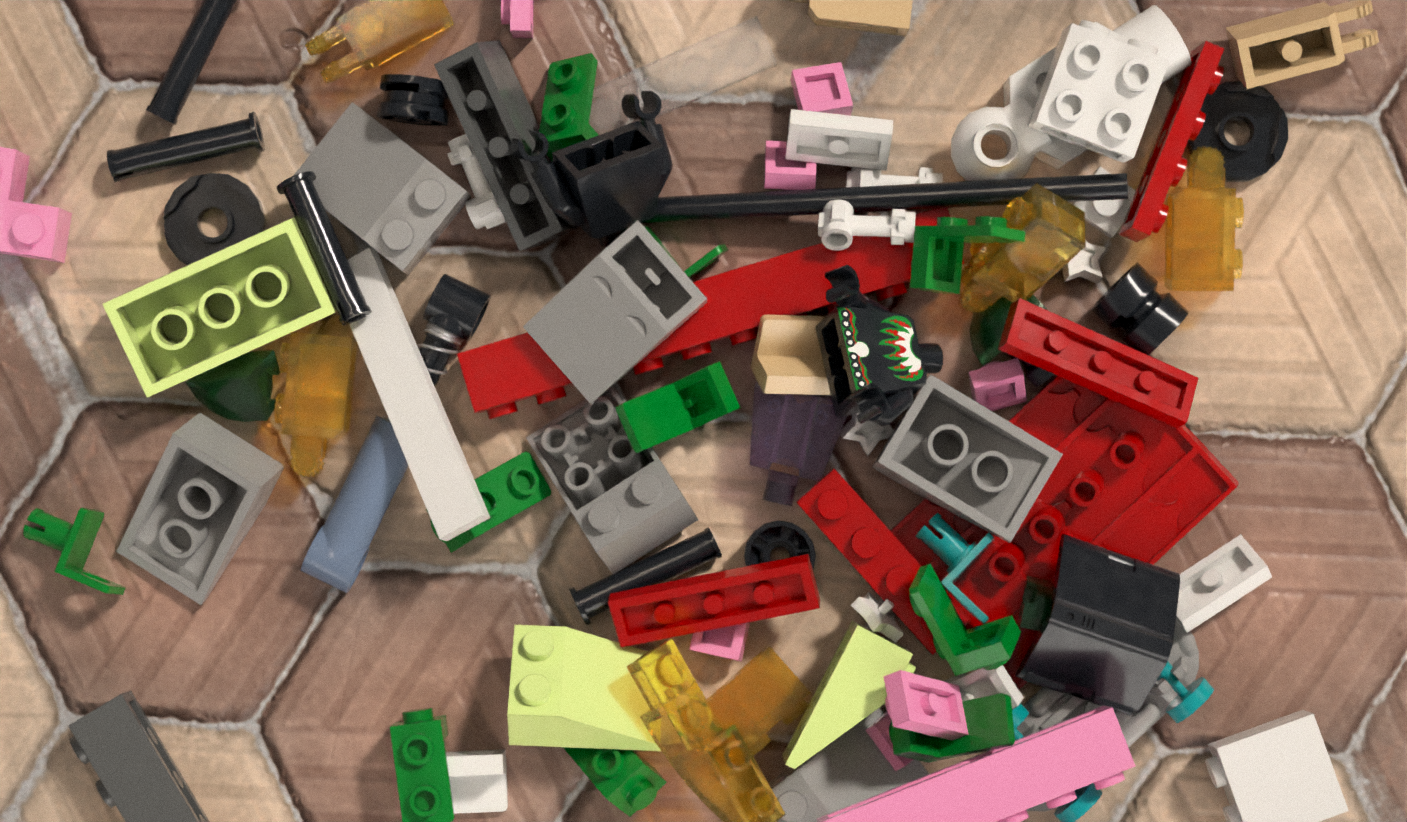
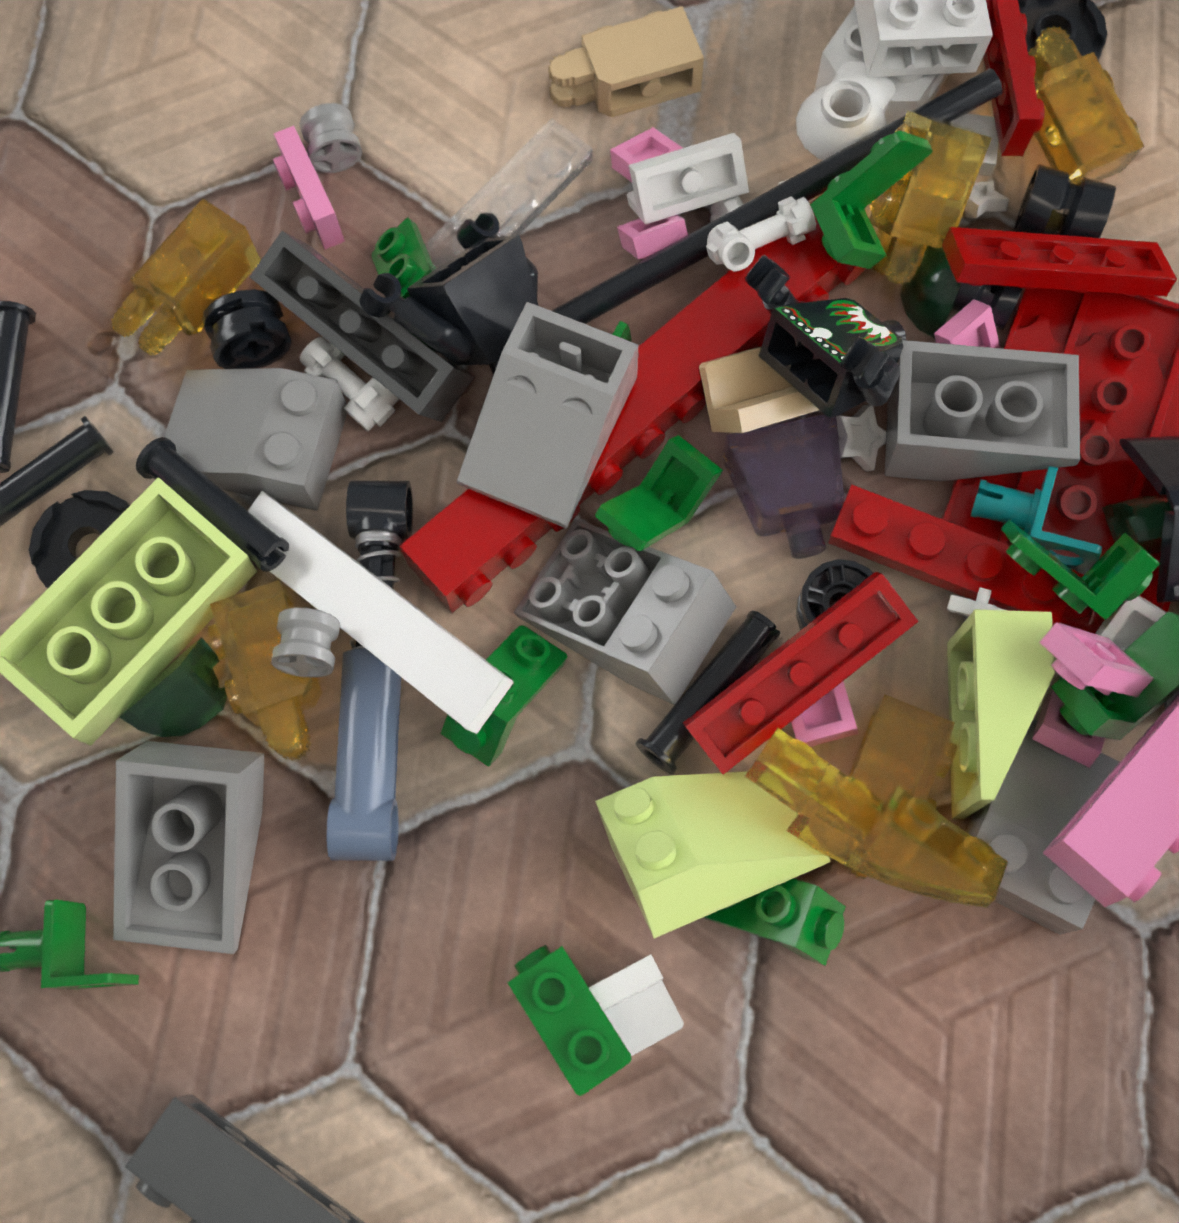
camera: 20 degrees left, 15 degrees down
(350, 406) = (305, 642): none -> light grey wheel

